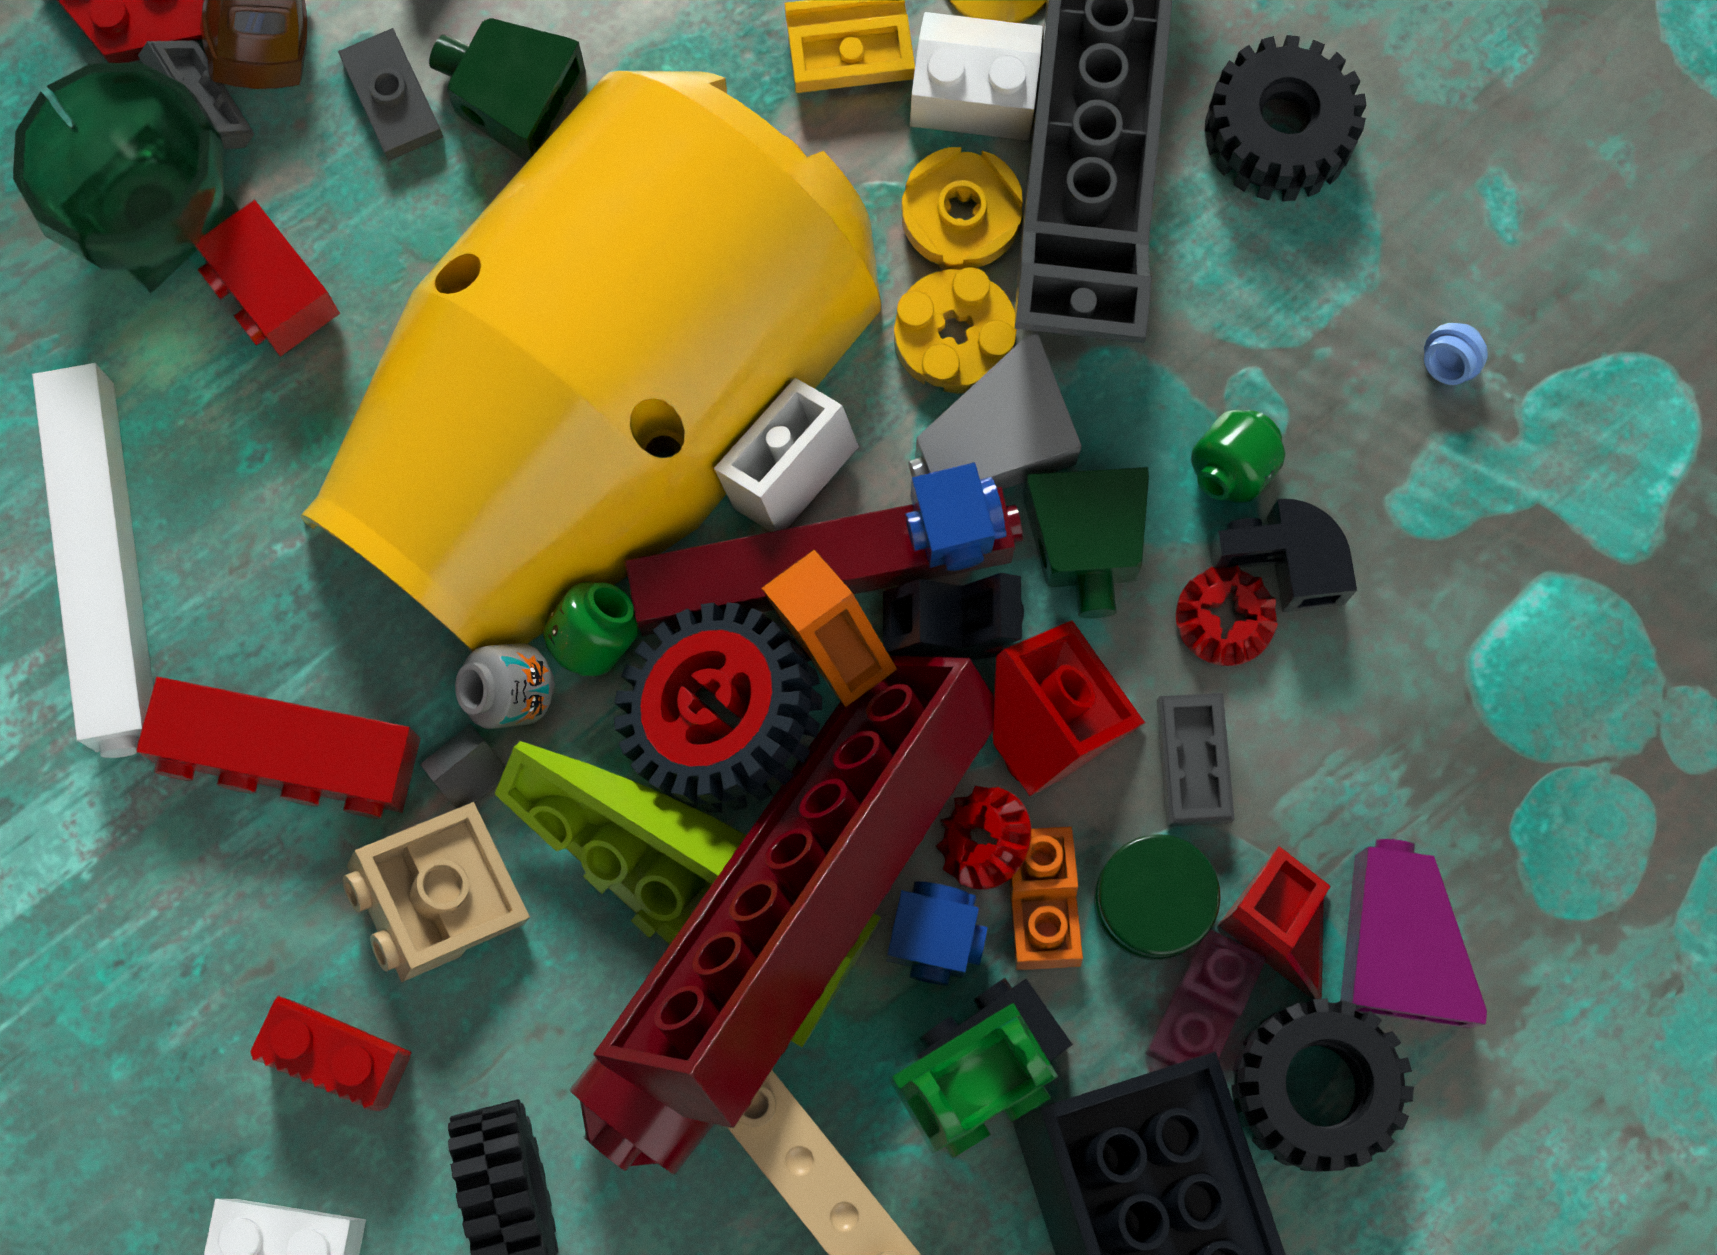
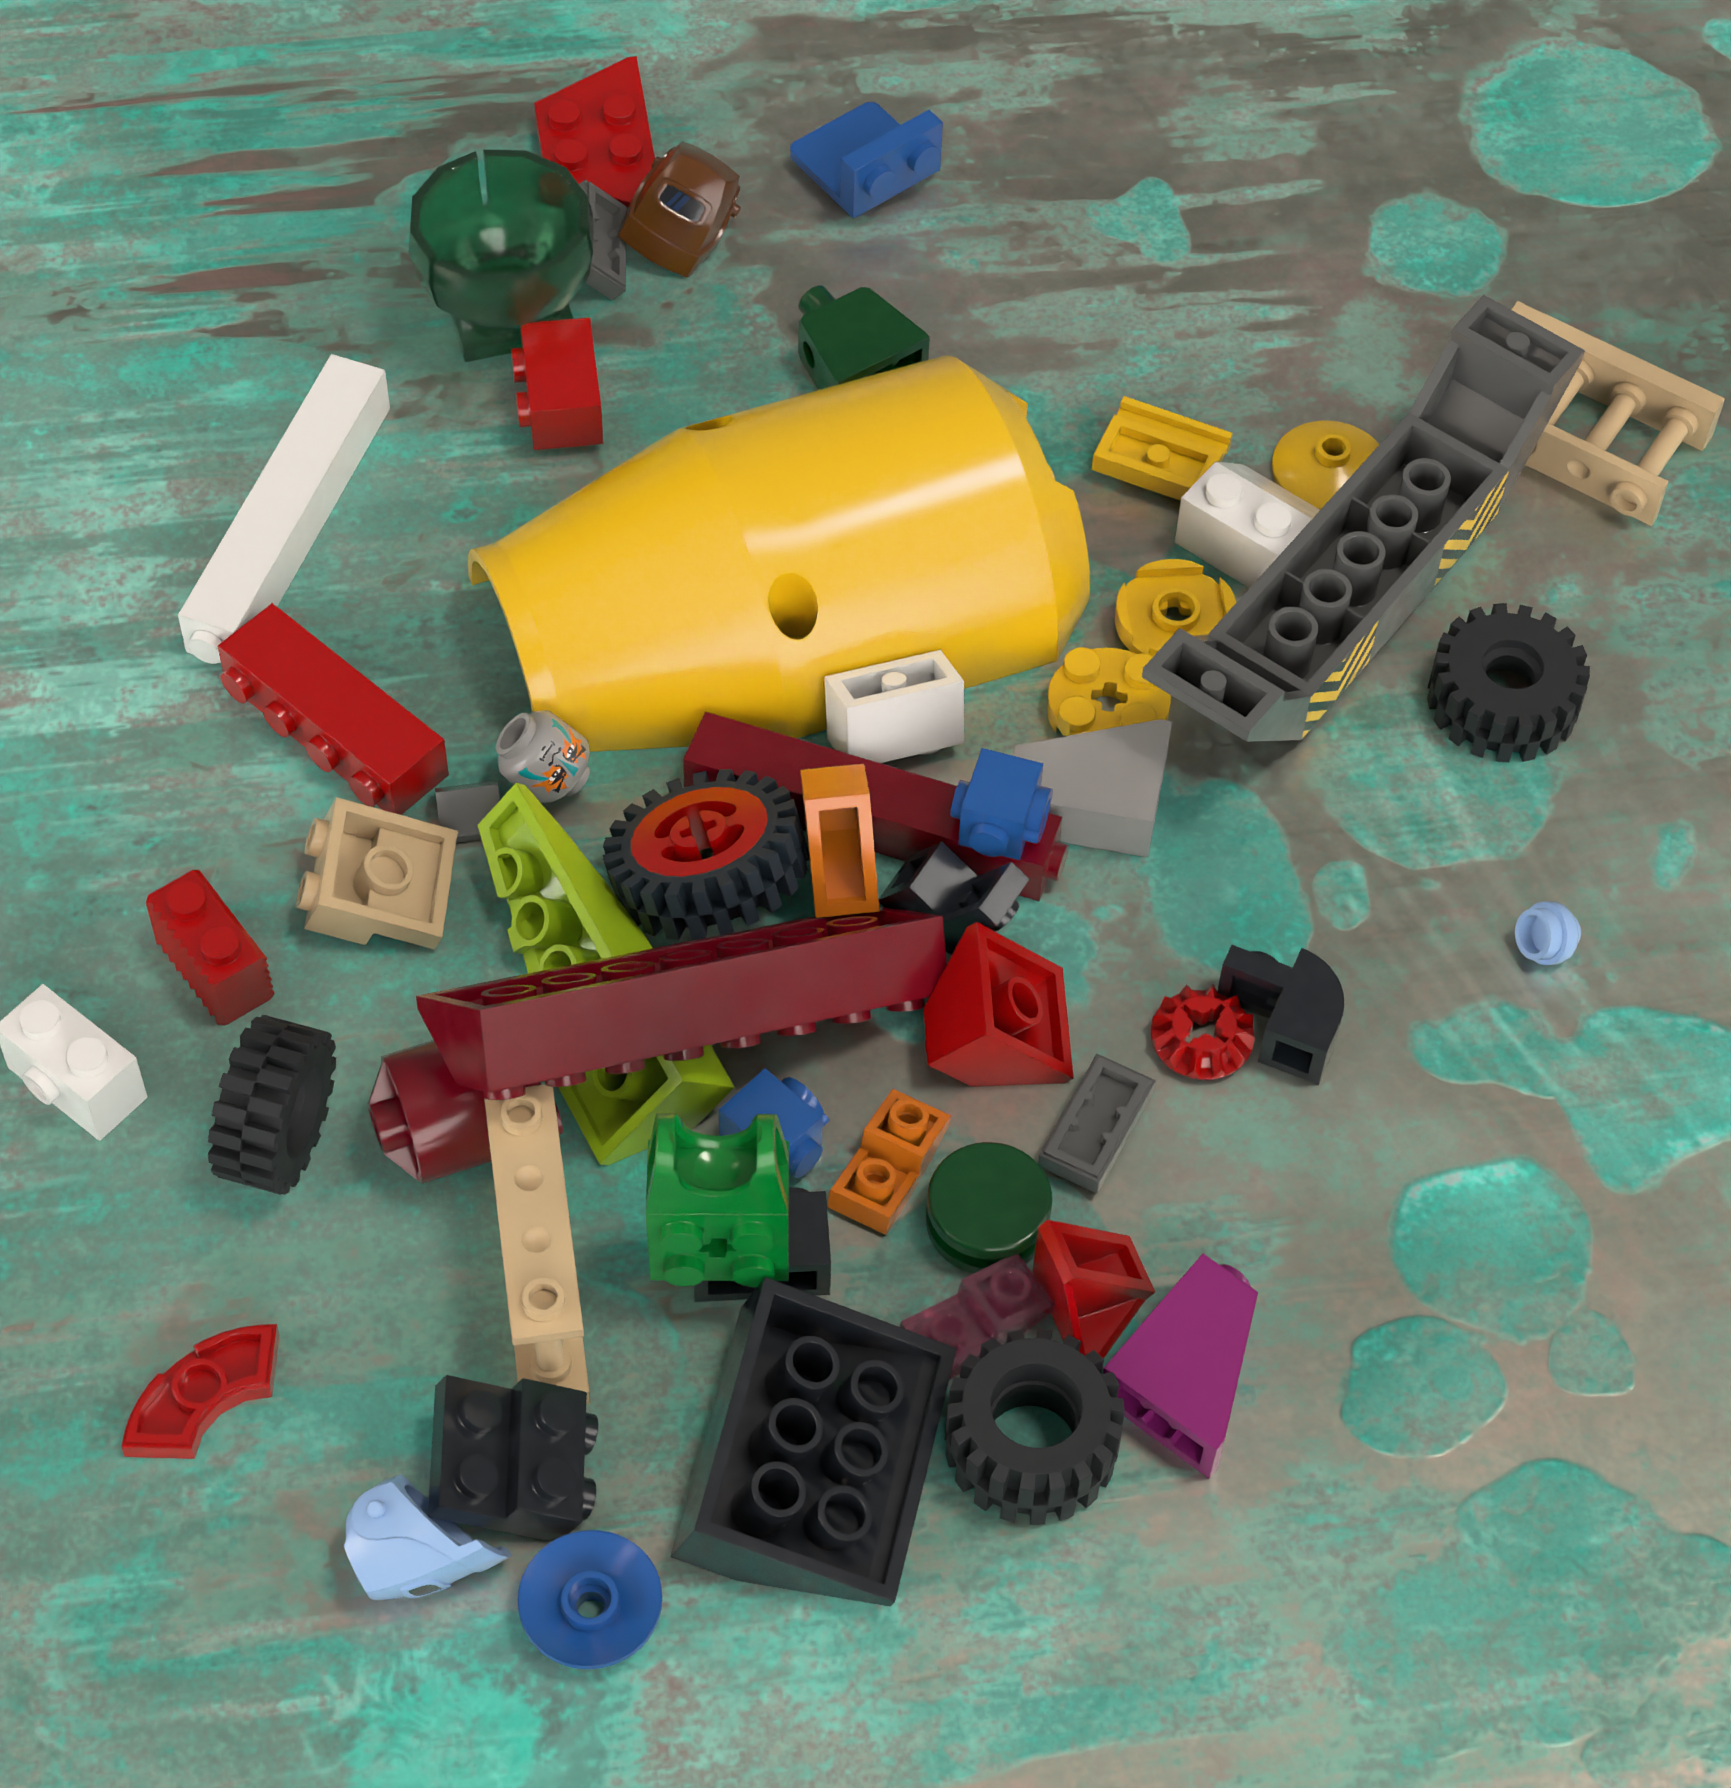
camera: 30 degrees right, 20 degrees down
(390, 94) = (754, 315): dark grey plate -> none
(591, 628) = (642, 750): green head -> none
(980, 864) = (849, 1090): red gear -> none
(1089, 531) = (1123, 900): dark green torso -> none
(1238, 456) = (1293, 909): green head -> none

